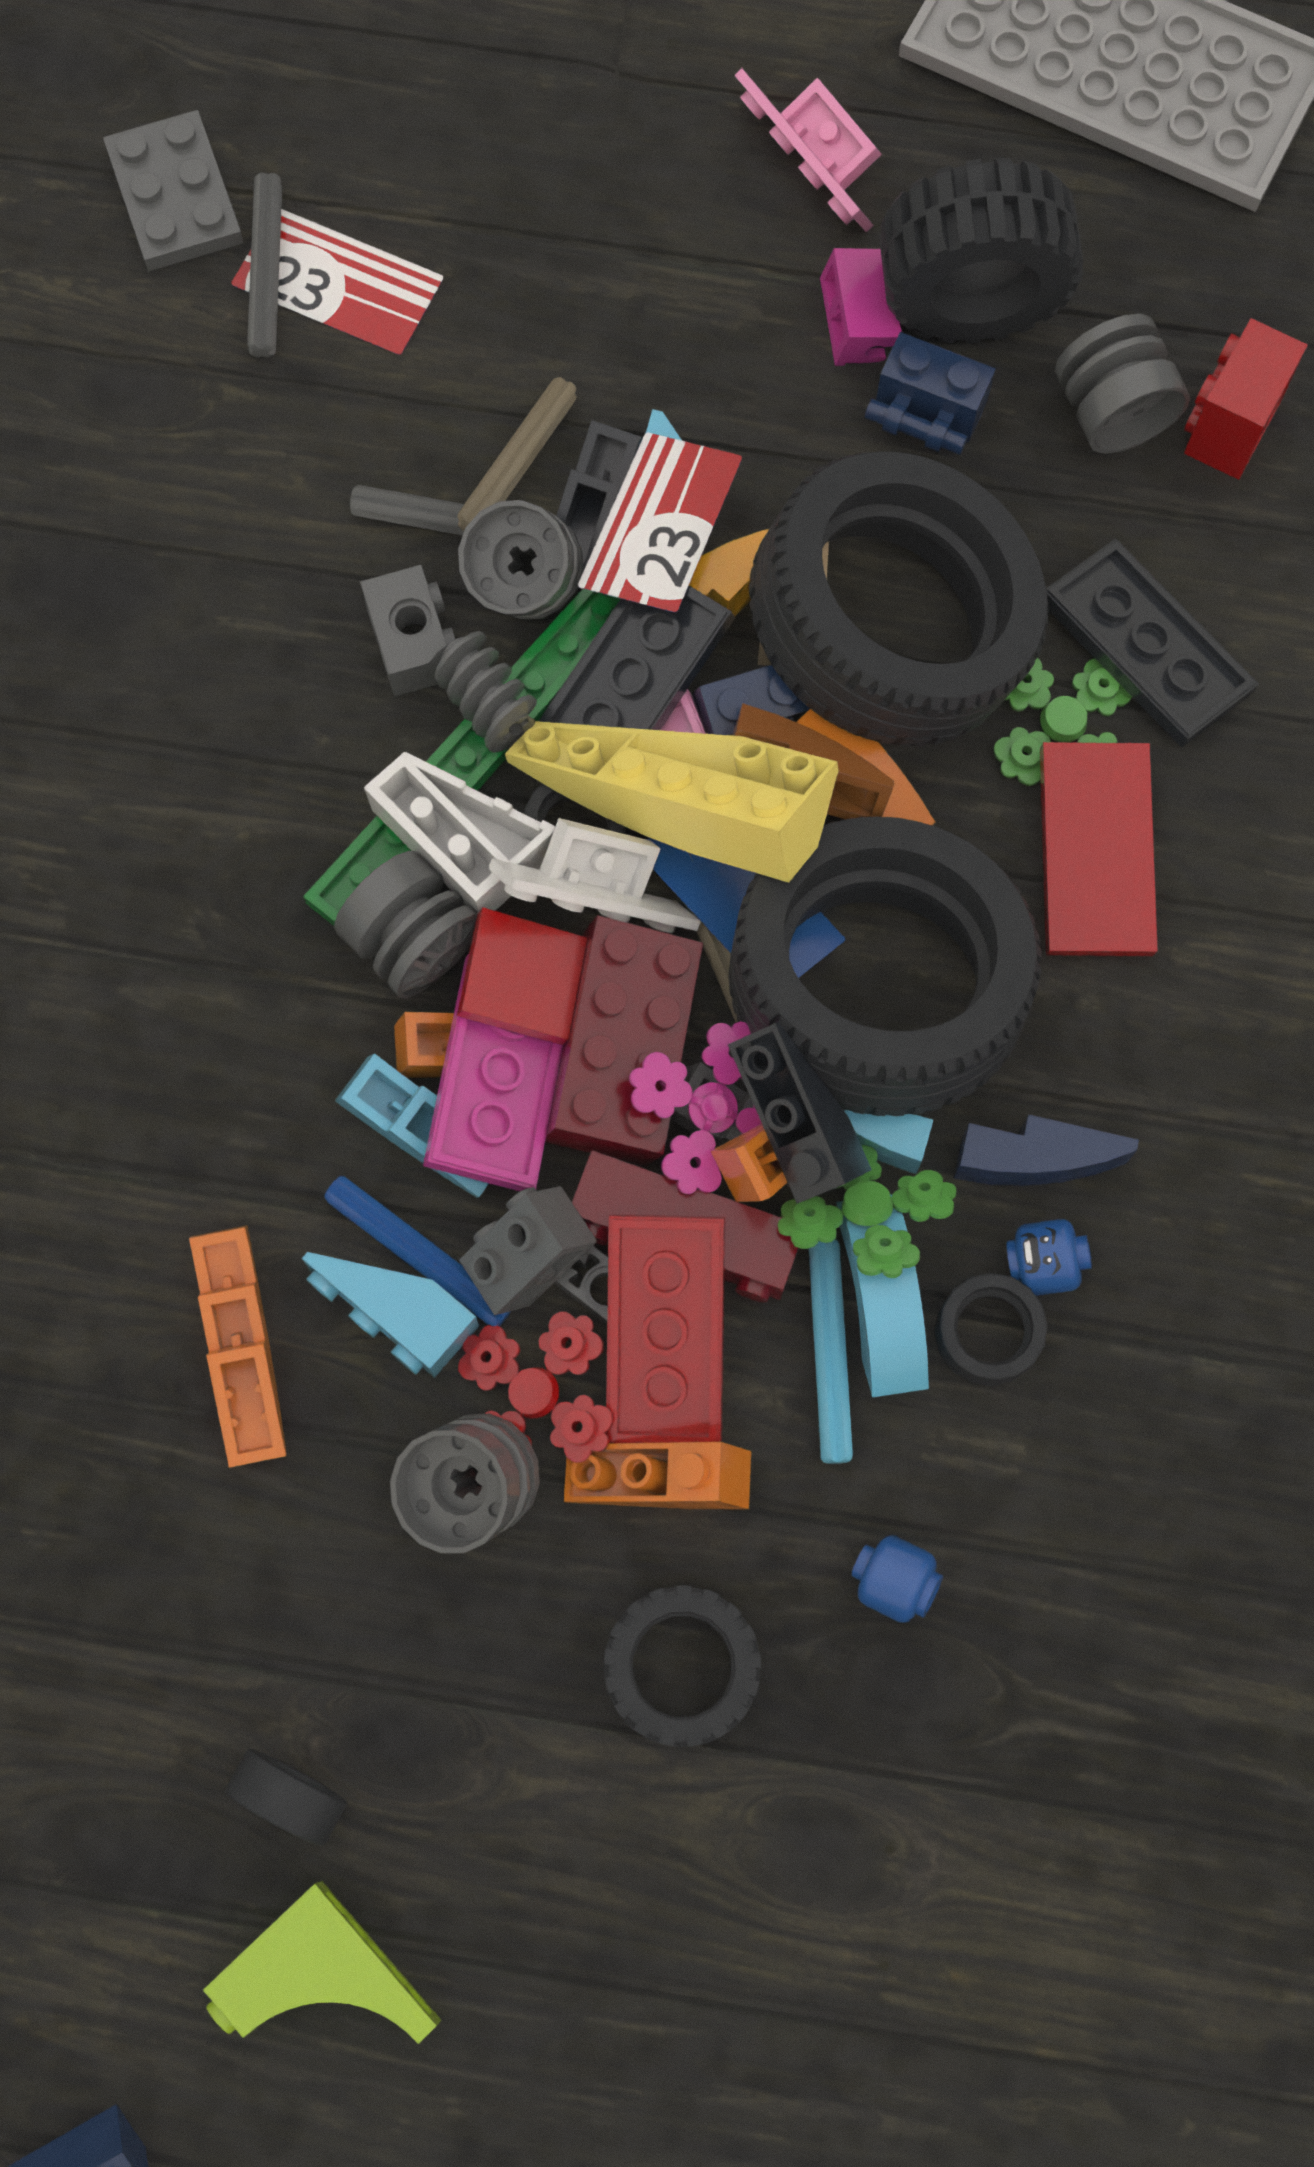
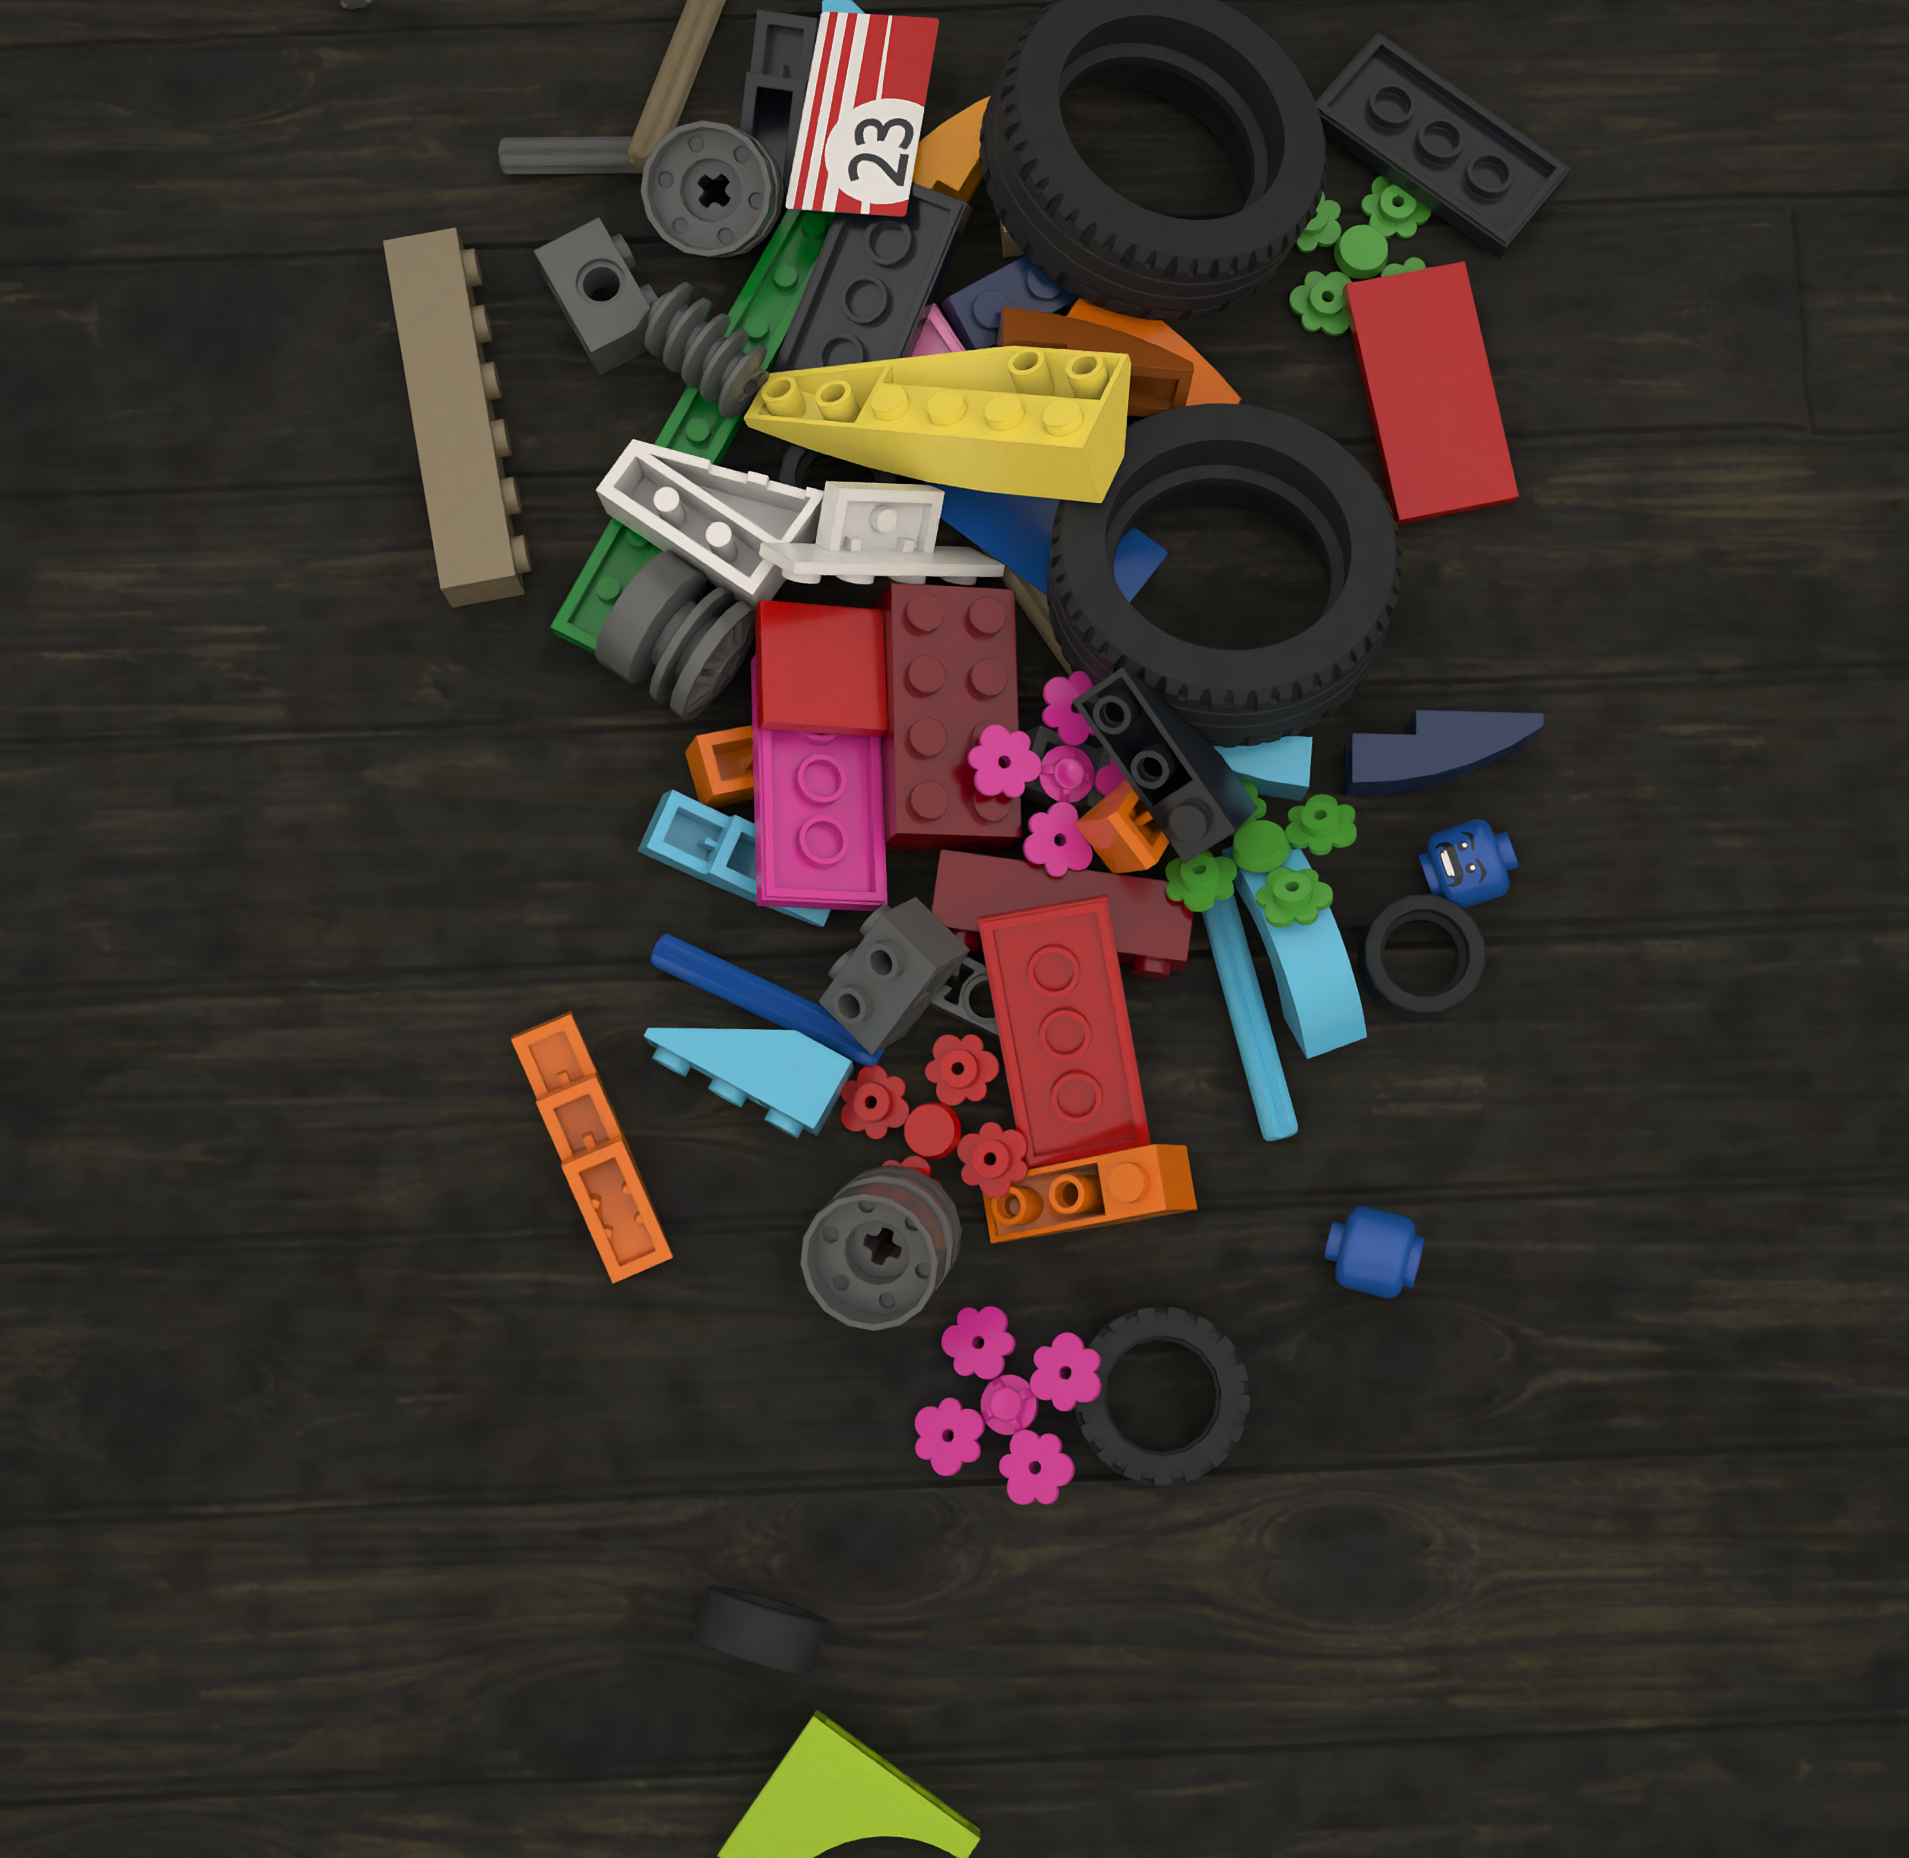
camera: 10 degrees left, 5 degrees up
(264, 708) = (455, 418): none -> dark tan brick
(546, 1646) = (1008, 1405): none -> dark pink plant

